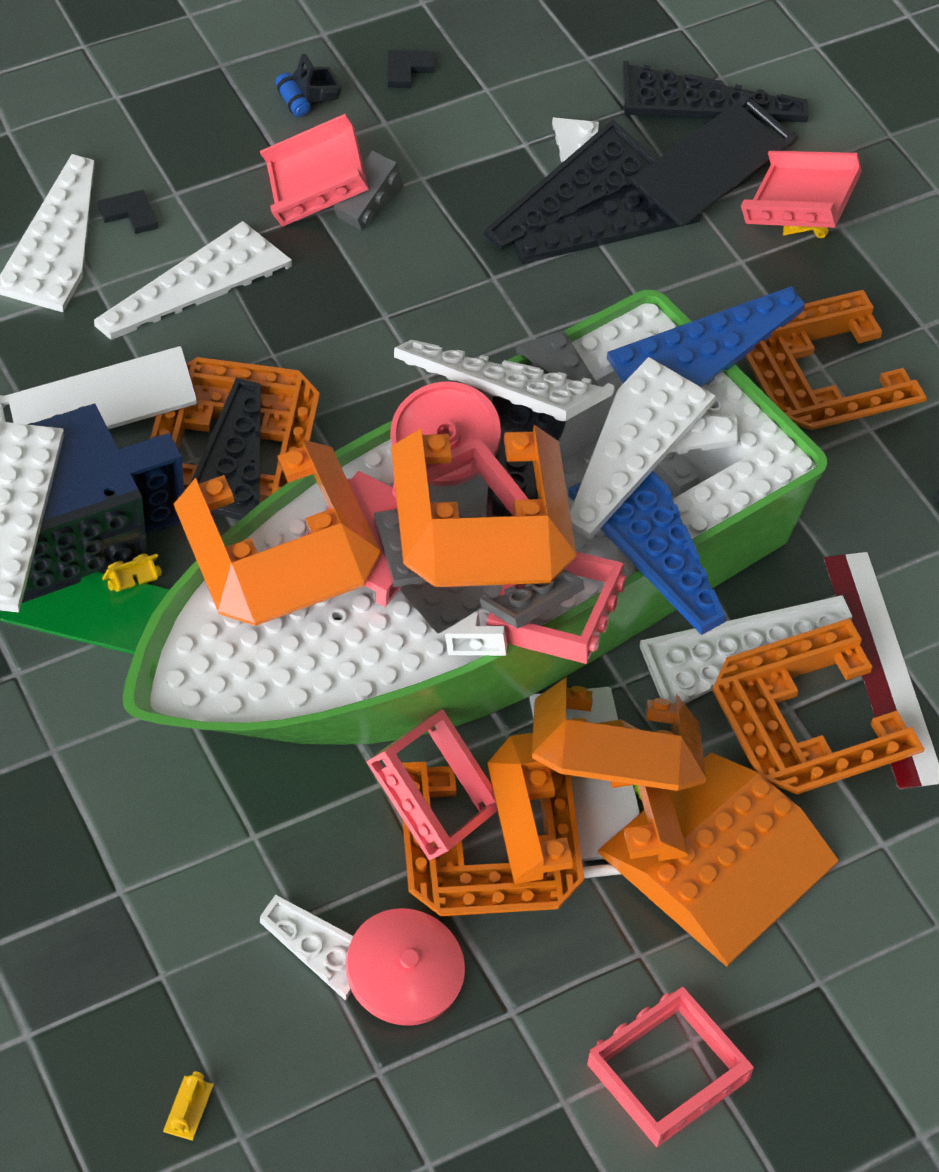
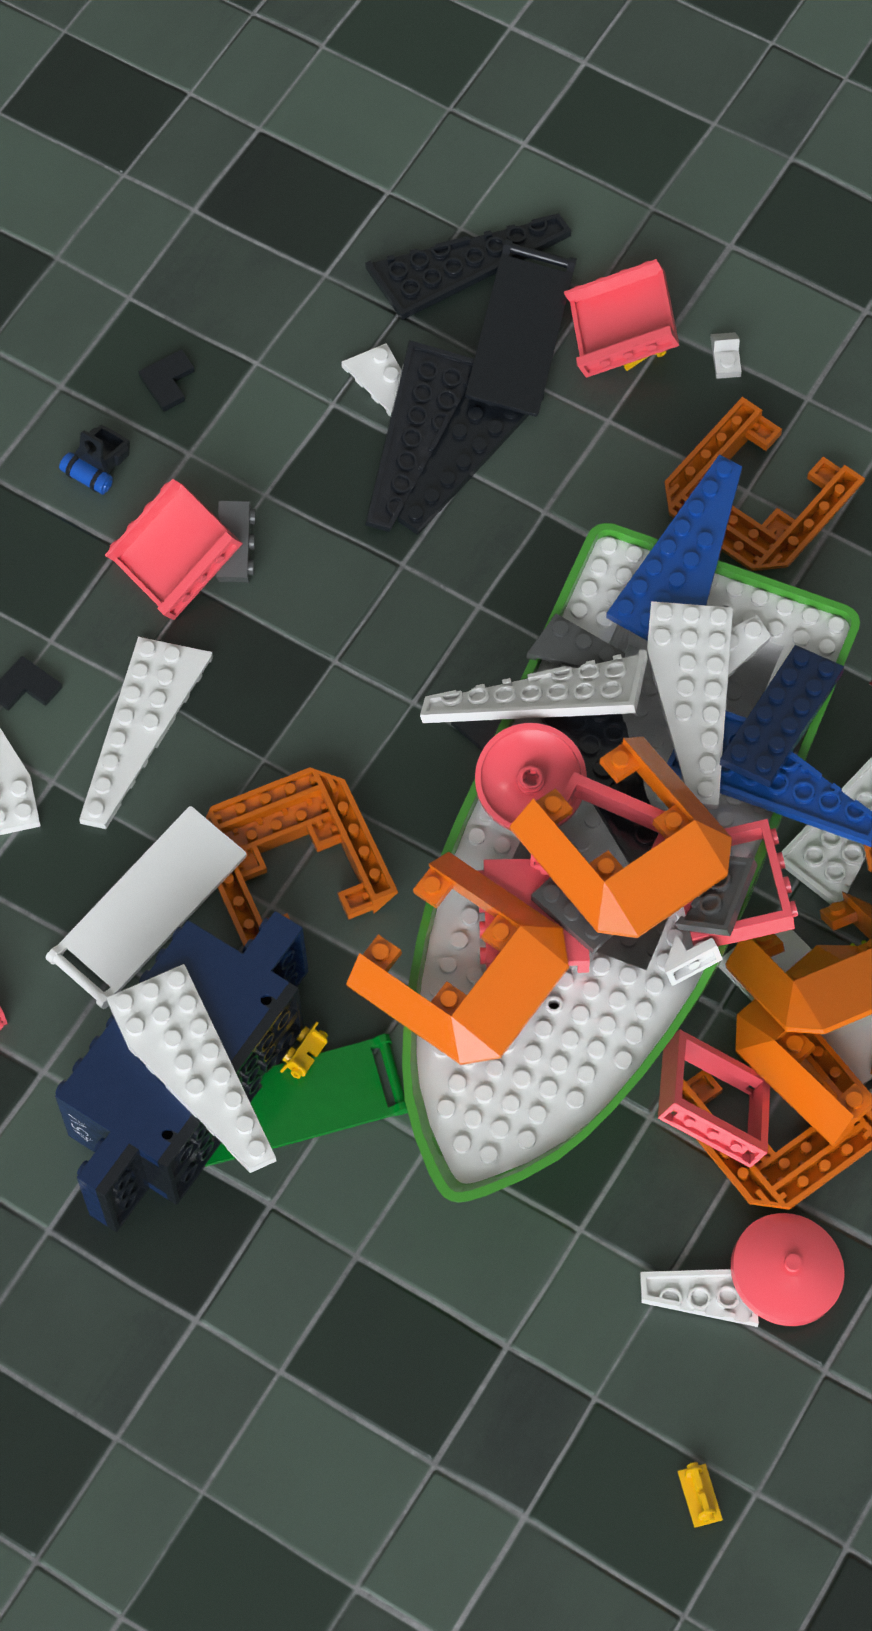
camera: 25 degrees left, 10 degrees up
(236, 449) = (314, 888): black wing -> none
(698, 497) = (781, 716): none -> dark blue plate
(875, 262) = (726, 355): none -> white slope

